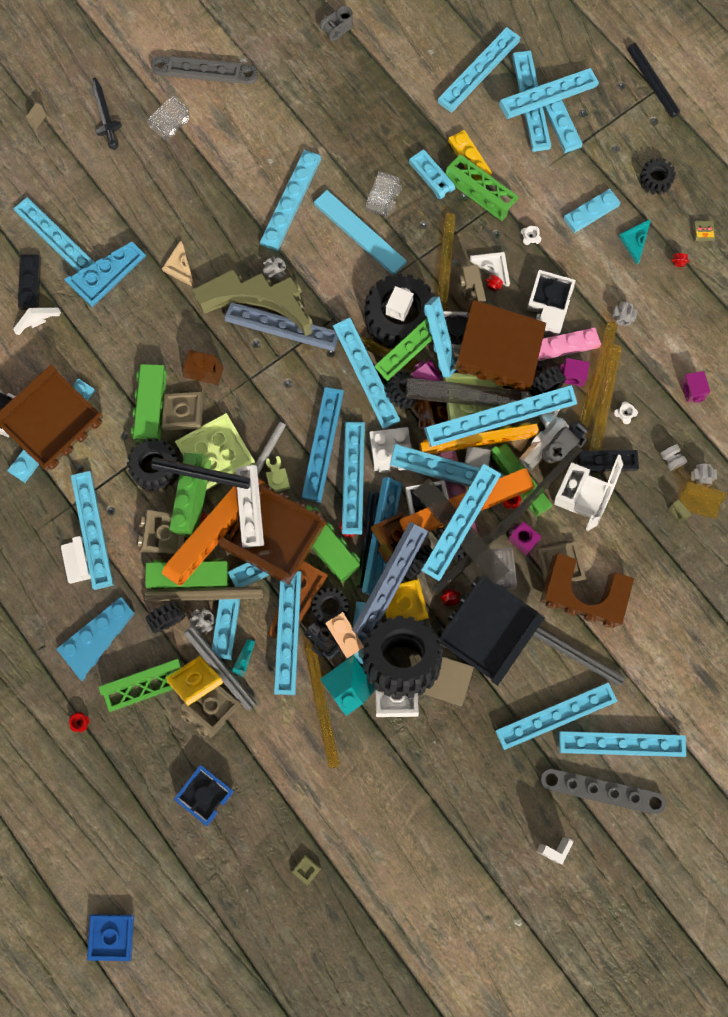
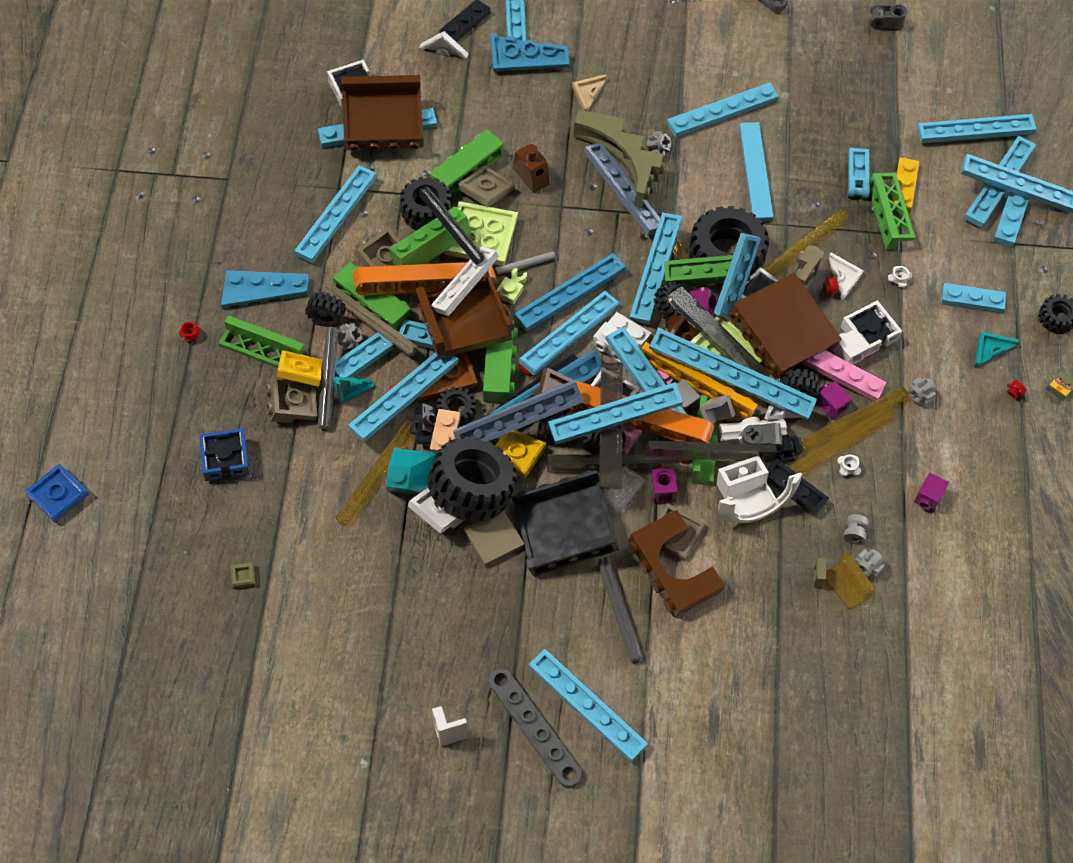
camera: 40 degrees right, 15 degrees down
(75, 560) = (302, 224): white panel -> none
(383, 193) = (802, 157): clear brick -> none
(399, 303) = (728, 229): white brick -> none
(450, 597) = (556, 476): red plate -> none
(511, 449) = (718, 409): none -> light grey panel
(556, 716) = (554, 636): medium azure plate -> none

